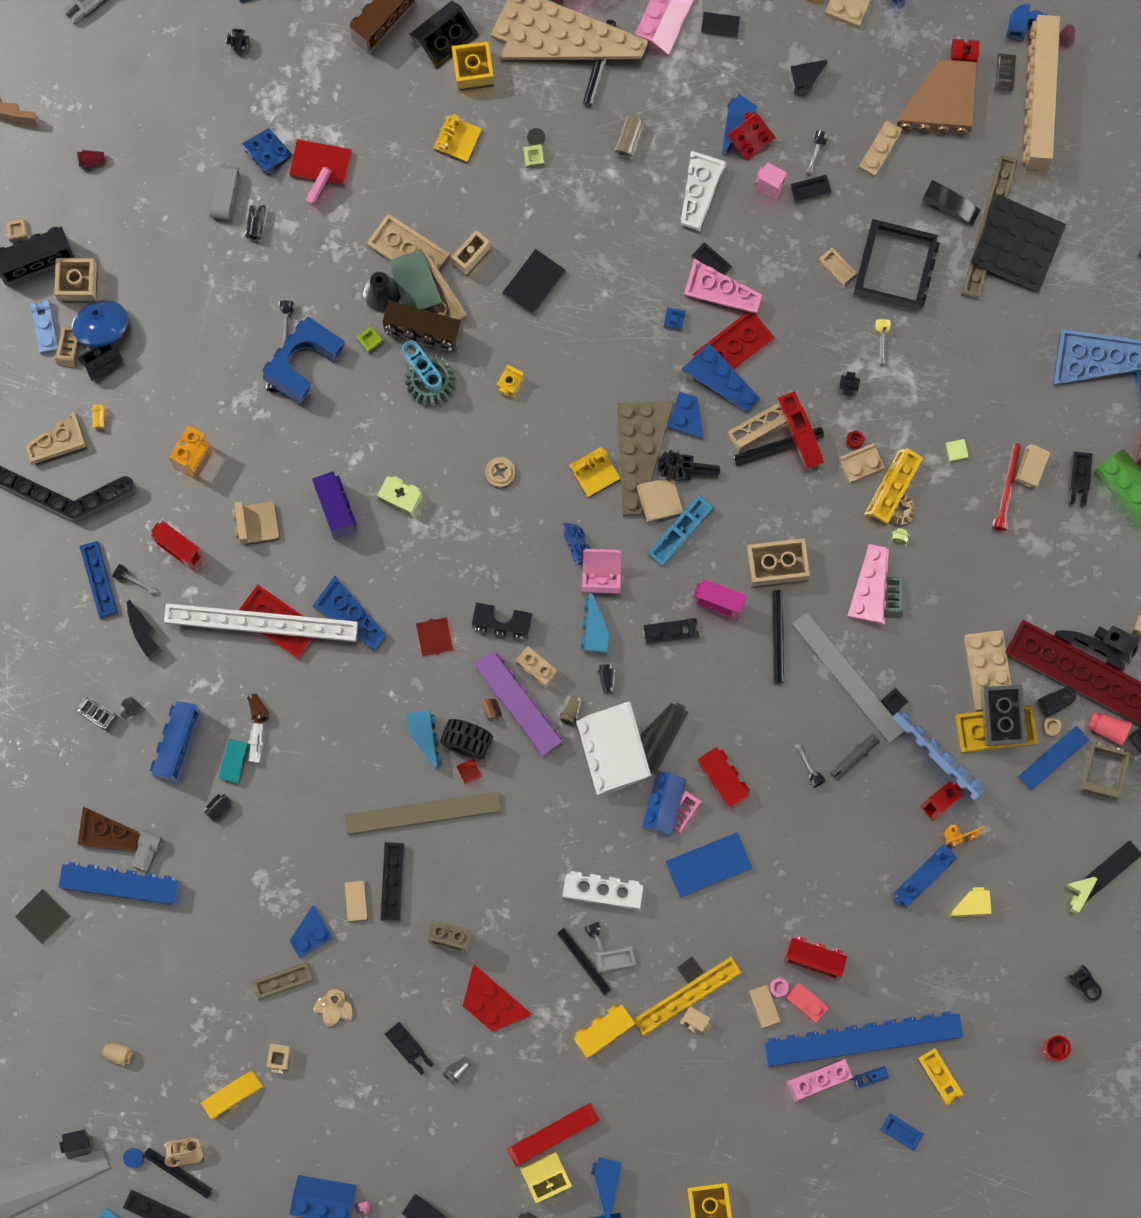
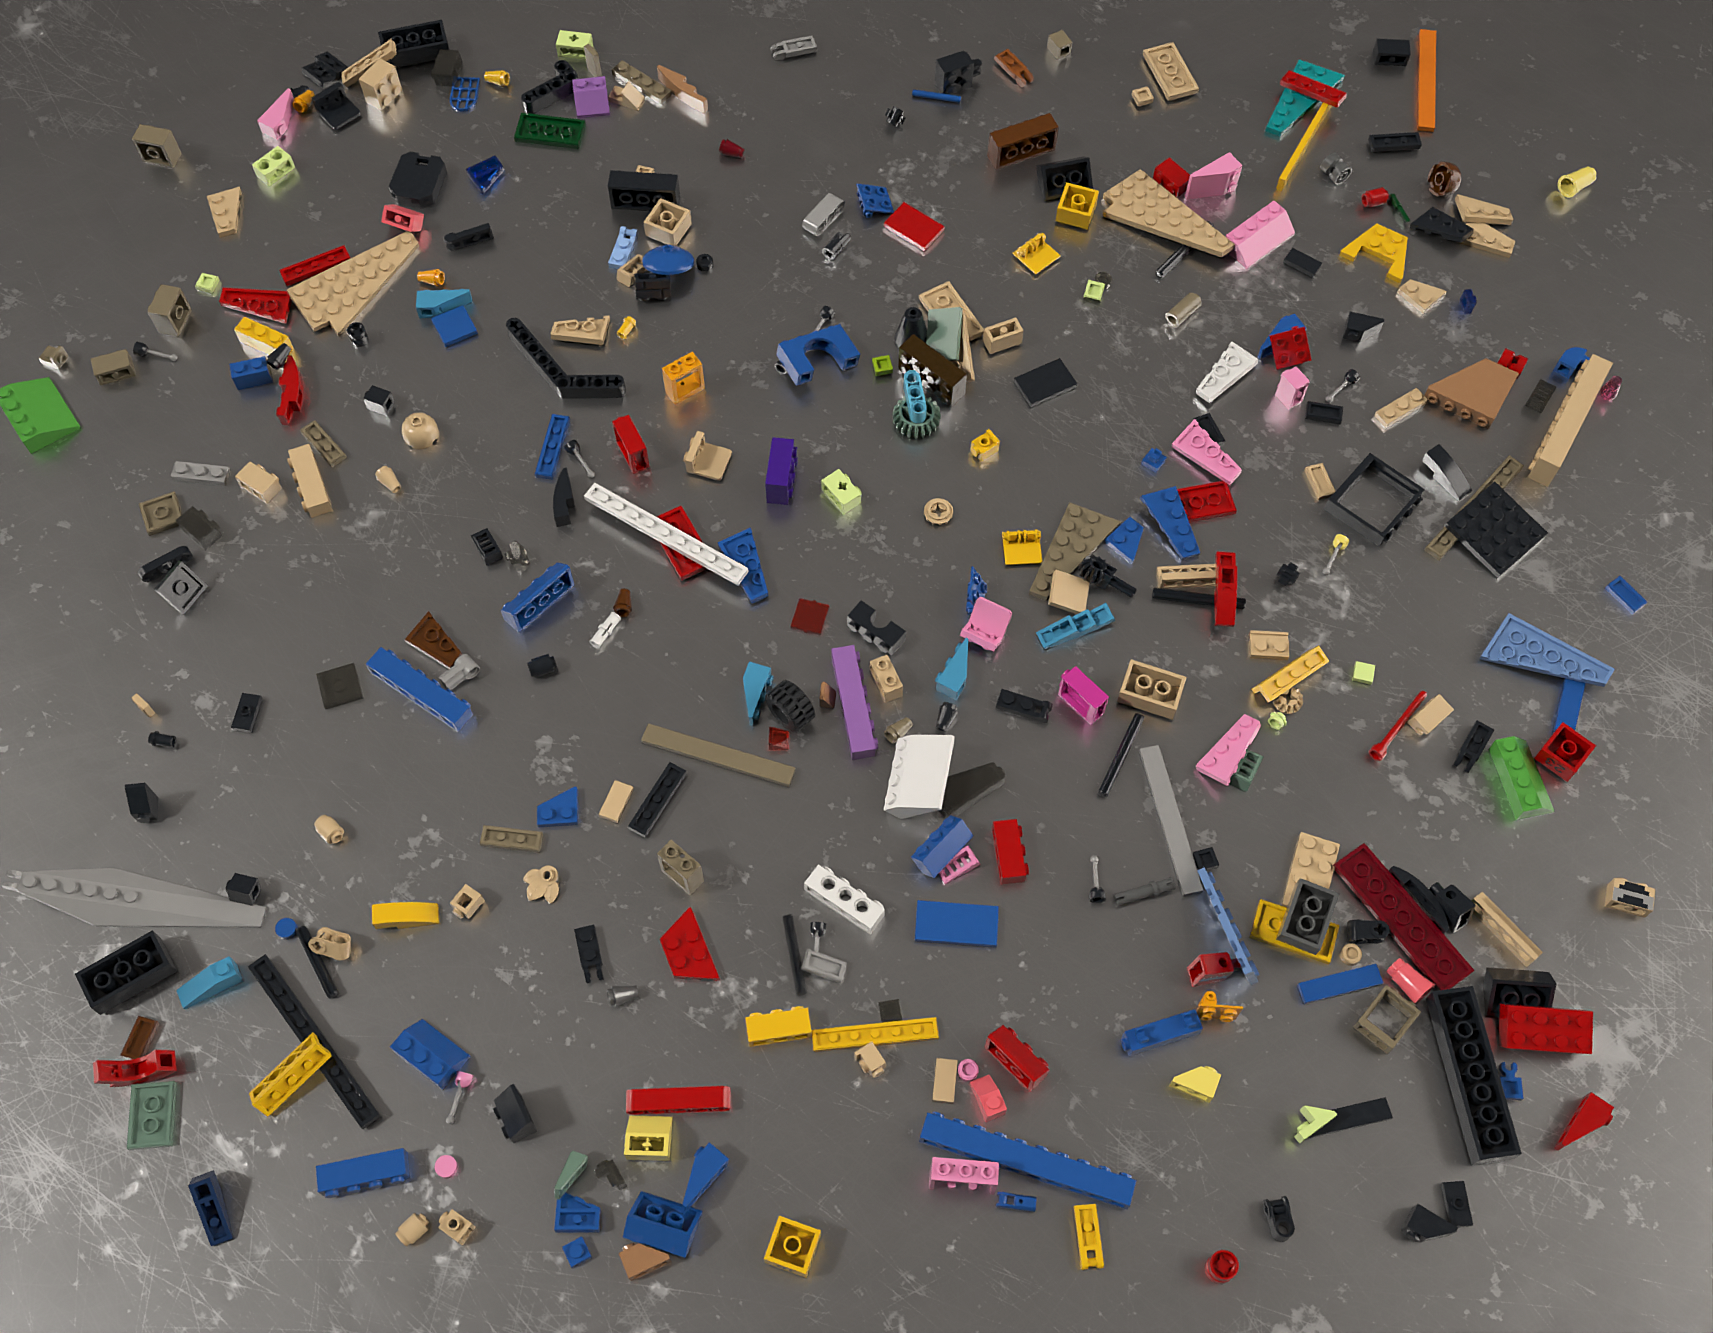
camera: 25 degrees right, 15 degrees down
(134, 304) = (704, 262): none -> black tile
(233, 760) = (577, 633): teal slope -> none
(318, 185) = (902, 237): bright pink tile -> none
(855, 444) = (1274, 619): red plate -> none
(901, 1132) = (1022, 1273): blue tile -> none

